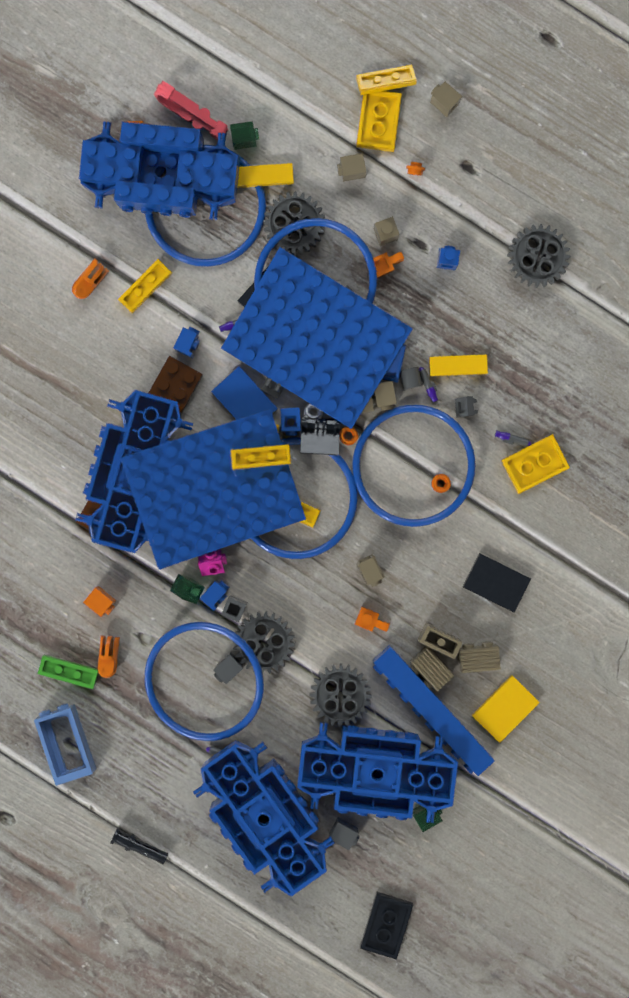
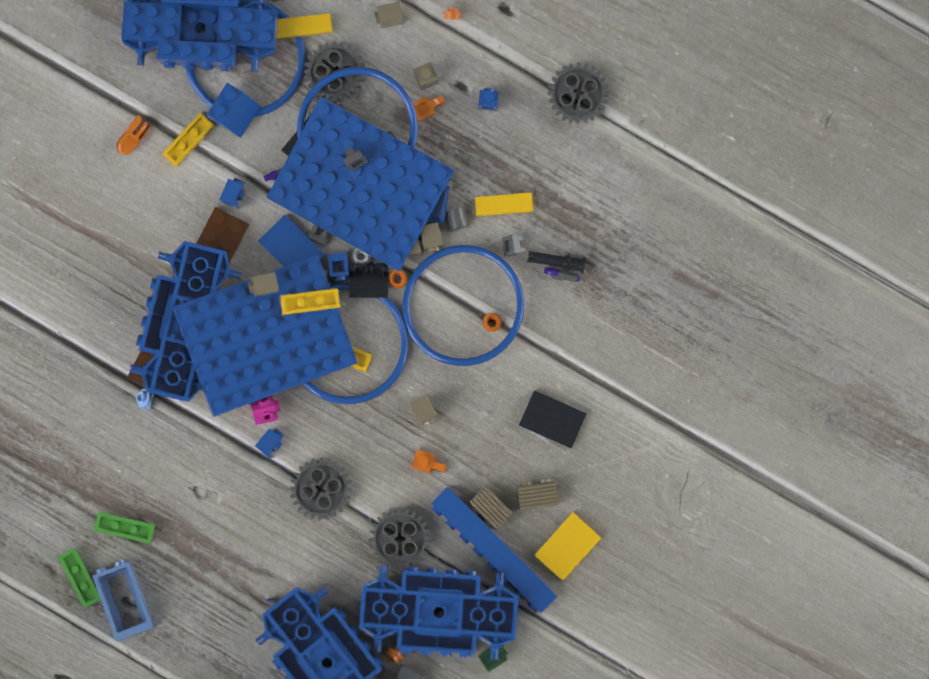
camera: 10 degrees left, 5 degrees down
(22, 718) = (79, 577): none -> bright green plate
(92, 548) = (144, 399): none -> light blue plate
(100, 601) = (154, 455): orange brick -> none
(107, 662) = (163, 516): orange arm -> none
(187, 588) = (241, 437): clear green brick -> none
(190, 257) = (233, 110): none -> blue slope
(213, 438) = (263, 284): none -> dark tan brick
(228, 668) = (285, 517): dark grey brick -> none
(234, 608) = (289, 455): dark grey brick -> none
(241, 643) = (315, 515): blue piece -> none
(311, 313) = (354, 159): none -> dark grey tile
(328, 808) = (394, 654): none -> orange plate
(429, 385) = (476, 225): piece -> none
(440, 641) = (497, 479): dark tan brick -> none
(518, 427) = (566, 262): none -> black pin
(535, 464) = (585, 299): yellow tile -> none

